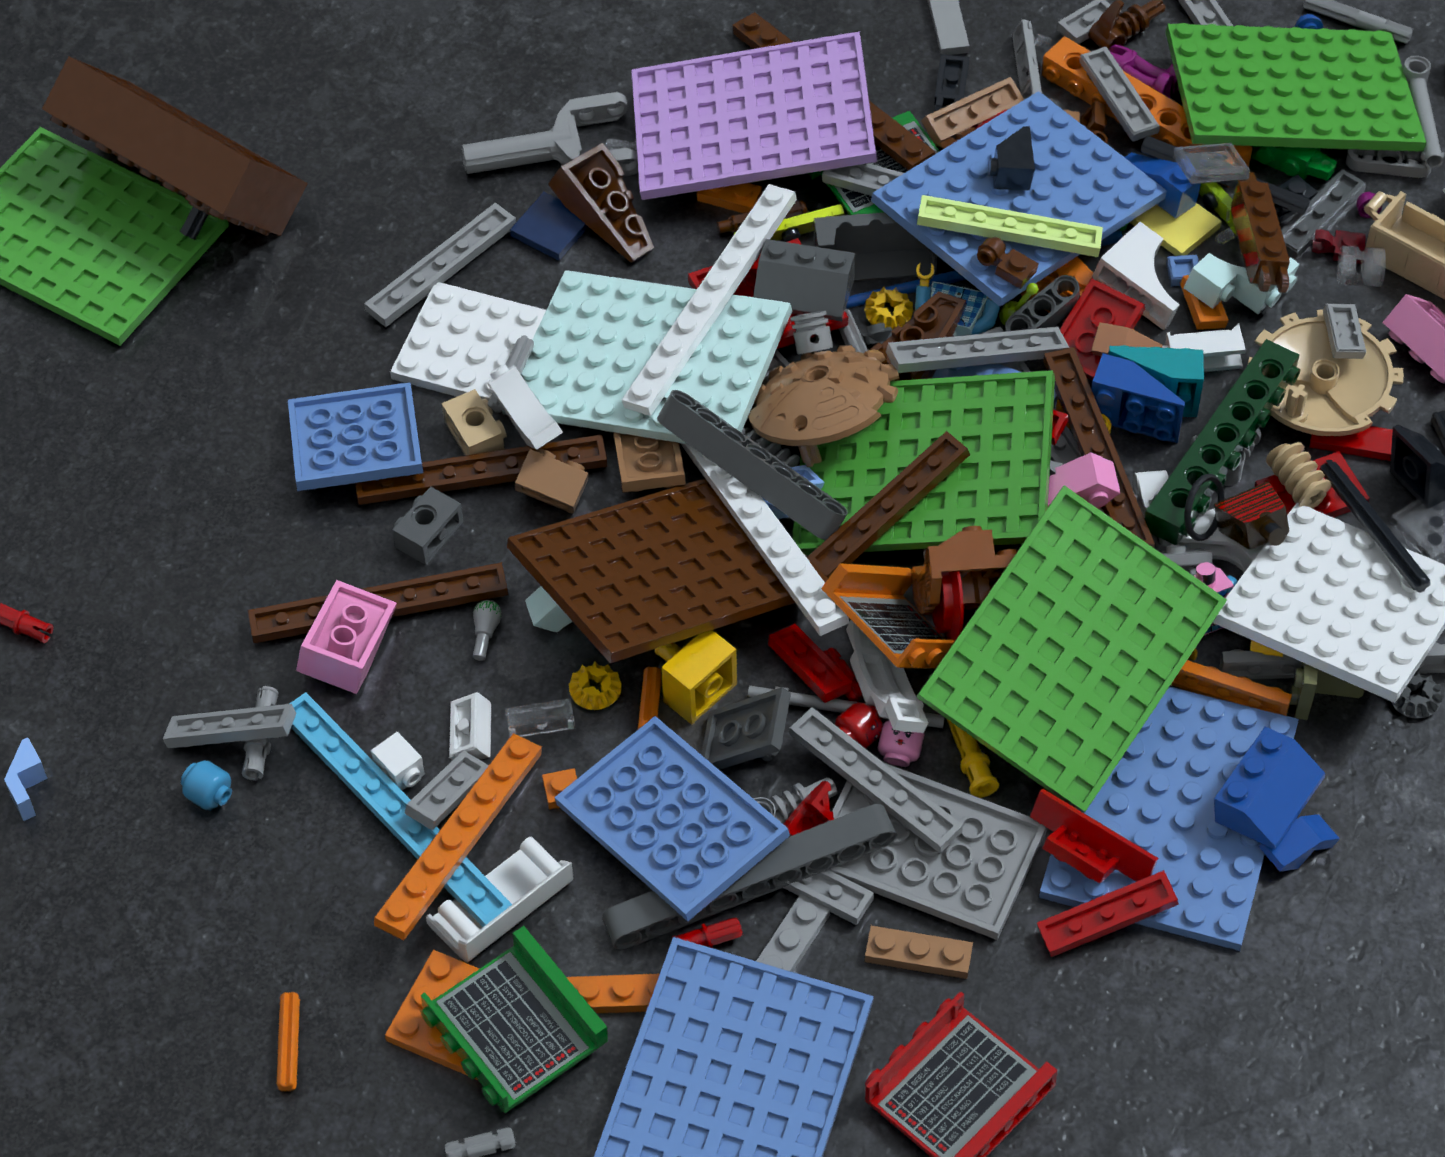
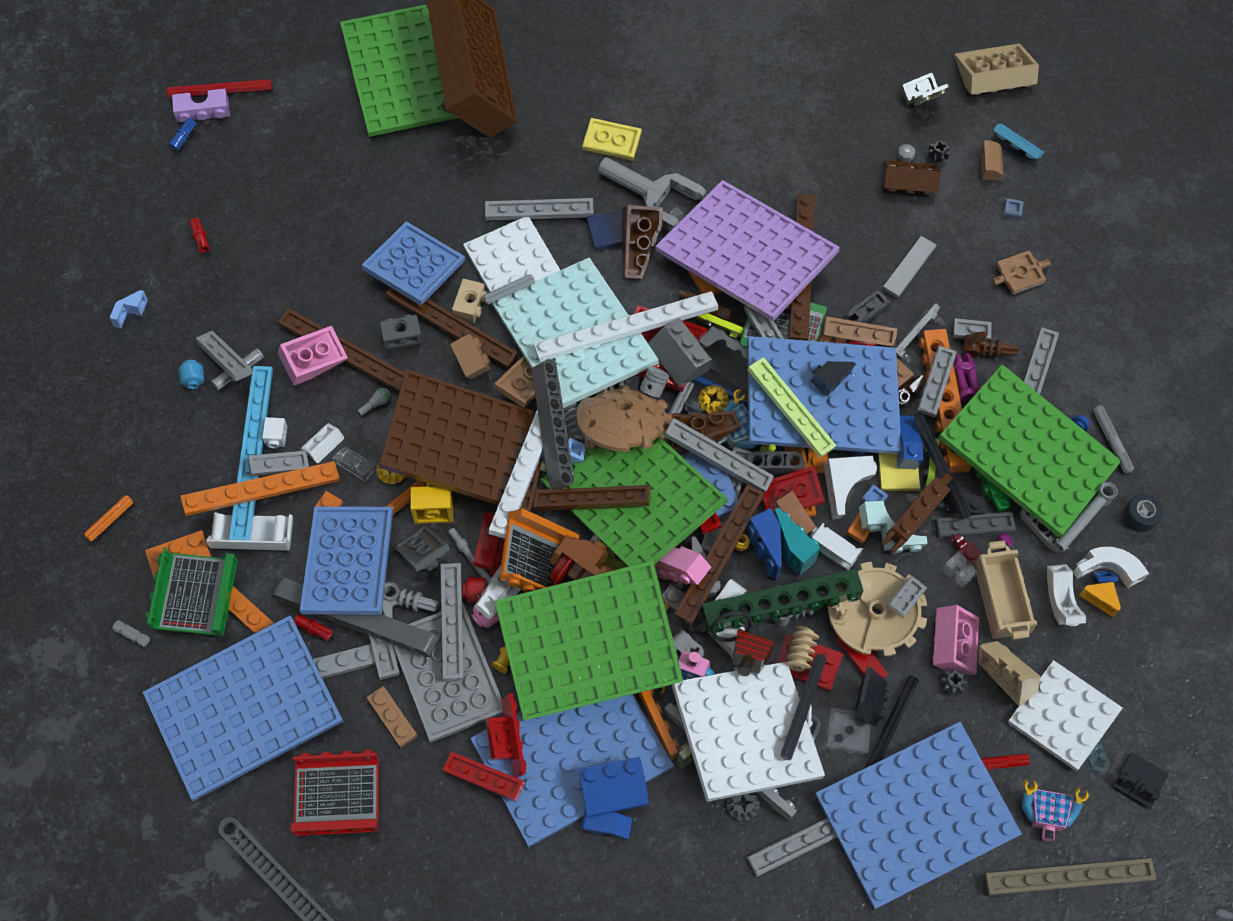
camera: 40 degrees right, 10 degrees up
(439, 127) = (612, 139): none -> light yellow tile
(523, 407) = (490, 312): white arch -> none
(811, 811) = (408, 612): red slope -> none
(1011, 267) = (769, 429): reddish brown plate -> none
(1187, 557) = (700, 638): light grey plate -> none
(1211, 163) = (933, 456): clear tile -> none

